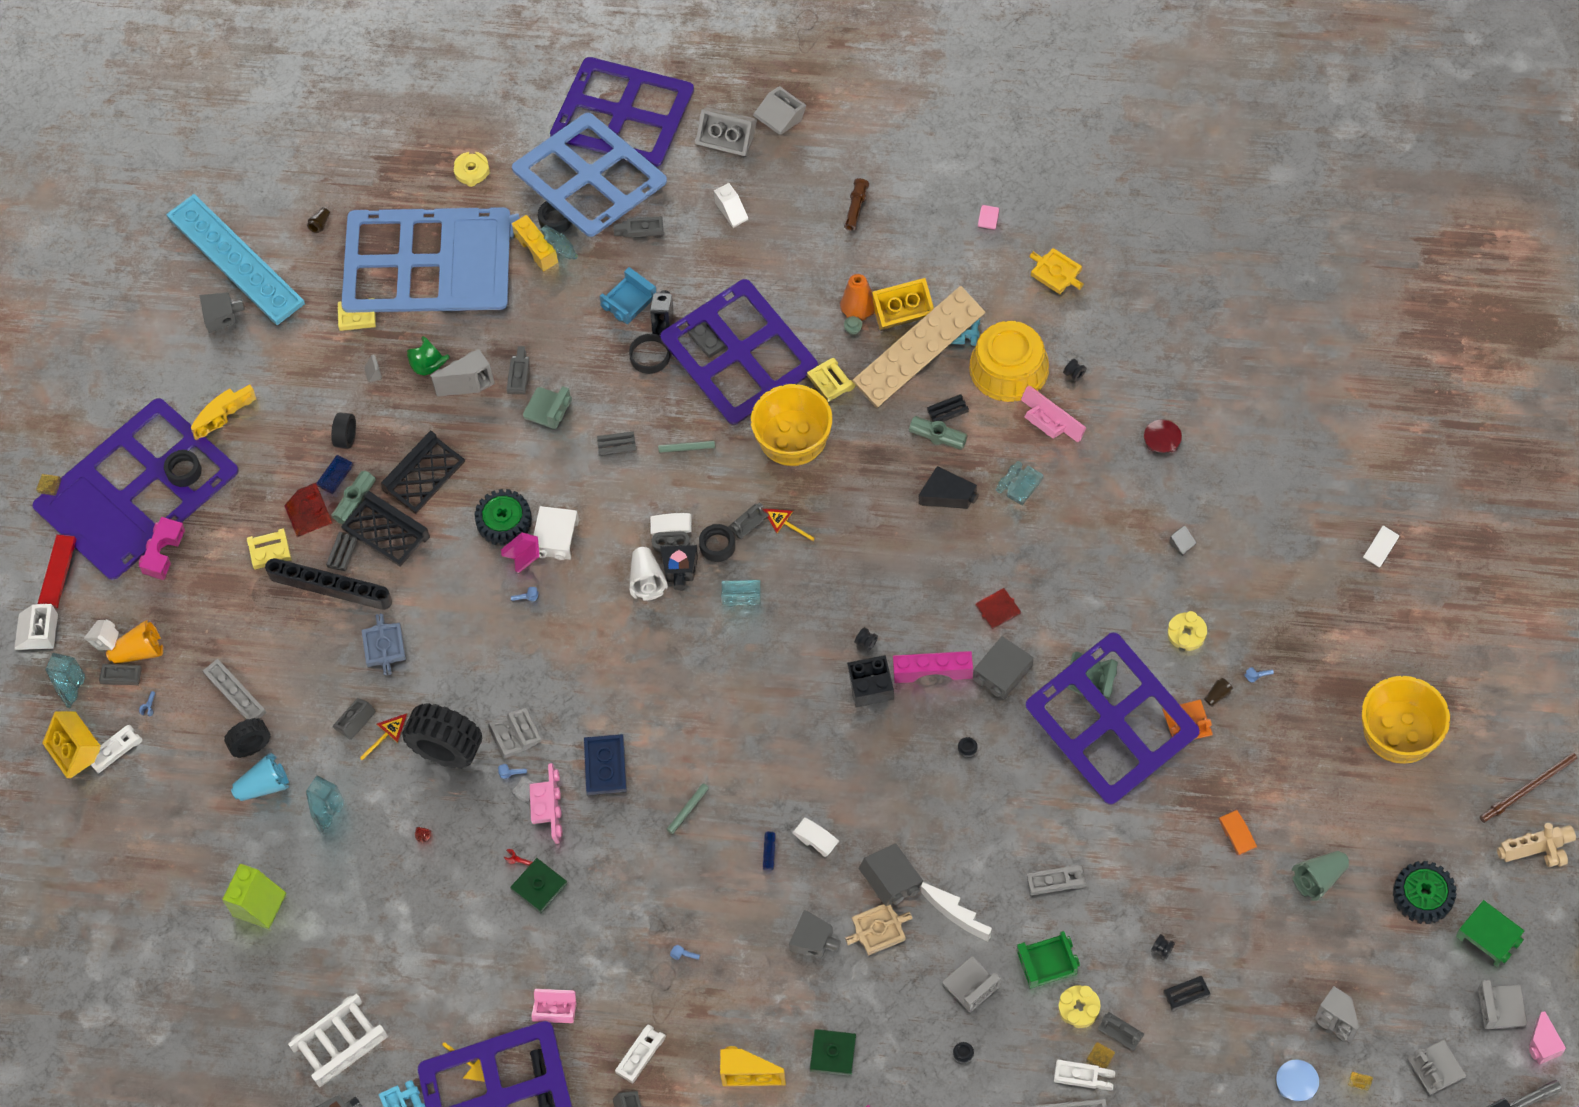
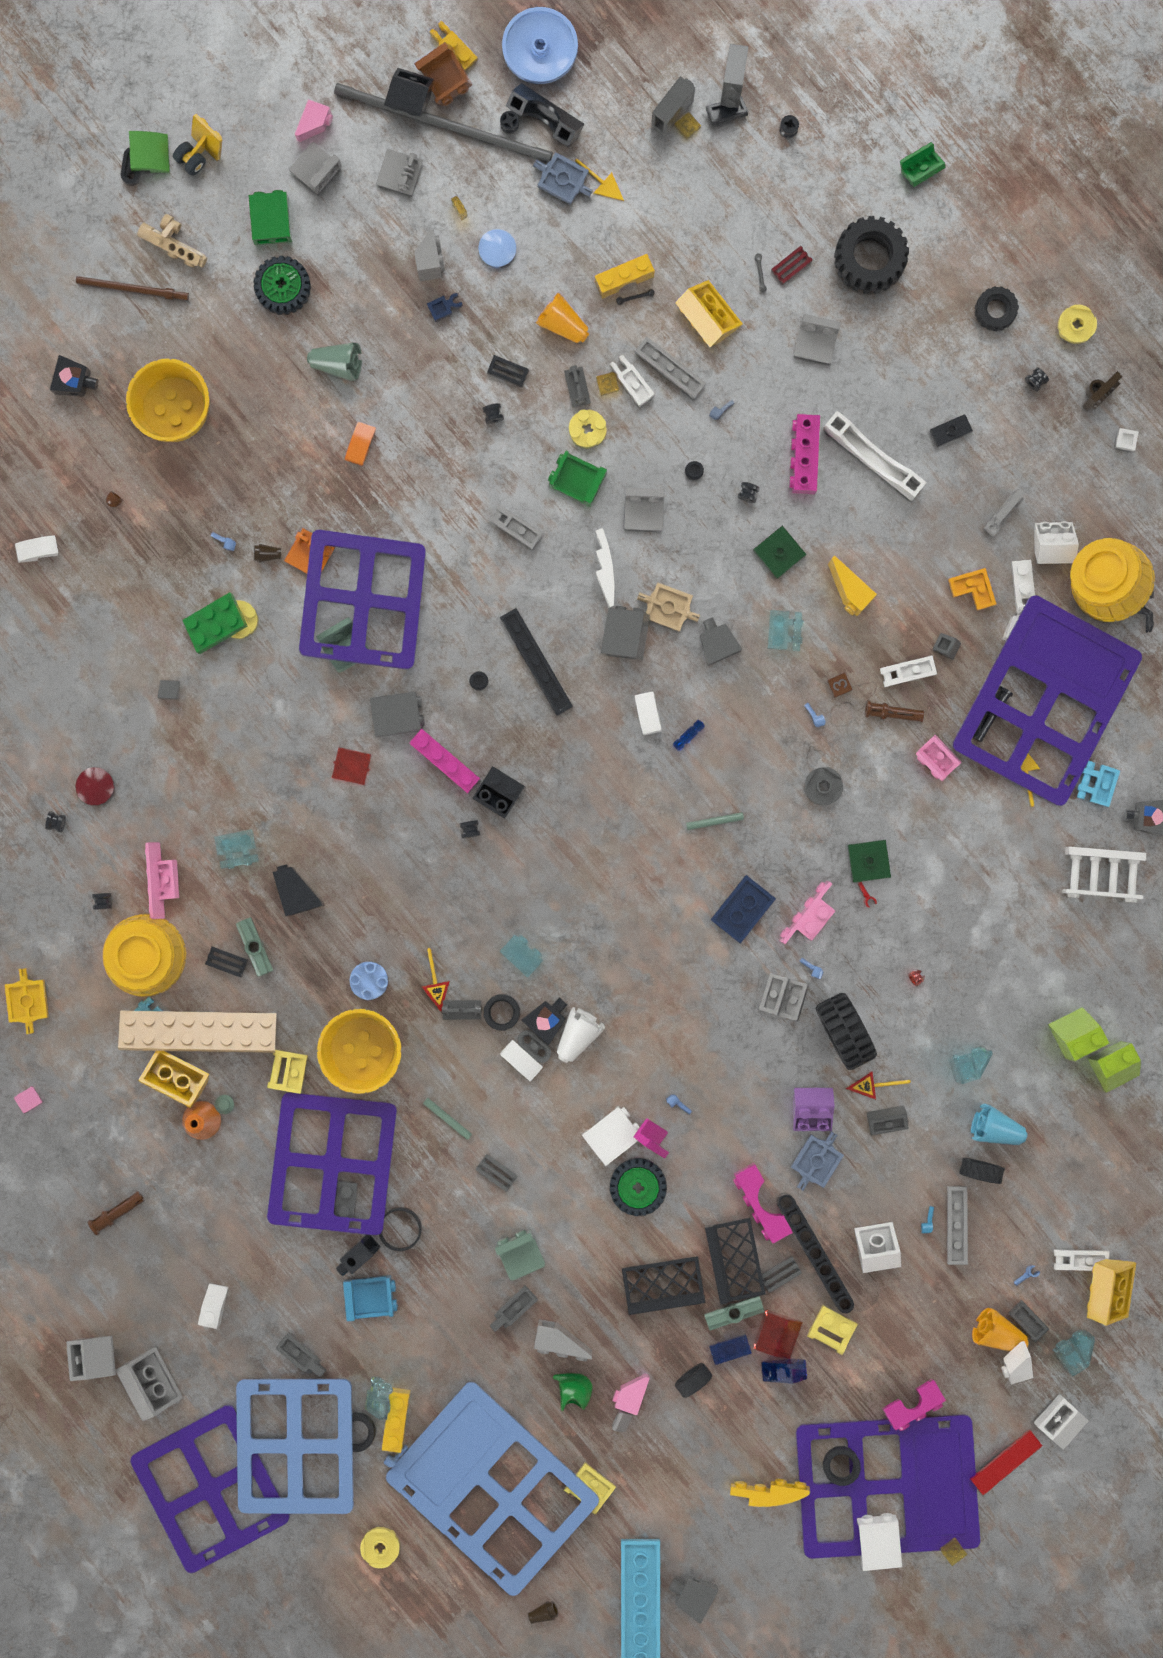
camera: 140 degrees left, 25 degrees up
(111, 444) = (879, 1542): none -> white panel
(205, 903) = (1116, 1065): none -> lime slope
(256, 671) = (928, 1227): none -> dark azure hand
(279, 491) = (784, 1371): none -> clear blue slope
(283, 626) = (878, 1247): none -> white slope
(381, 388) = (631, 1394): none -> bright pink slope
(419, 674) = (813, 1109): none -> medium lavender slope
(423, 588) = (774, 1225): none -> dark pink arch
(626, 918) = (821, 775): none -> dark grey plate
(630, 1006) = (917, 715): none -> reddish brown pin
(686, 994) = (839, 685): none -> reddish brown tile
(774, 990) = (778, 630): none -> clear light blue plate
(834, 481) = (368, 980): none -> light blue dish
(903, 1073) = (748, 492): none -> black wheel
(939, 799) = (536, 662): none -> black tile
(1163, 390) = (55, 821): none -> black wheel
(1185, 1067) = (563, 320): none -> light orange cone
(1200, 609) = (215, 623): none -> green plate
(1289, 991) = (441, 308): none -> dark blue plate
(1368, 629) = (113, 499): none -> reddish brown hinge
(1494, 681) = (71, 378): none -> black torso

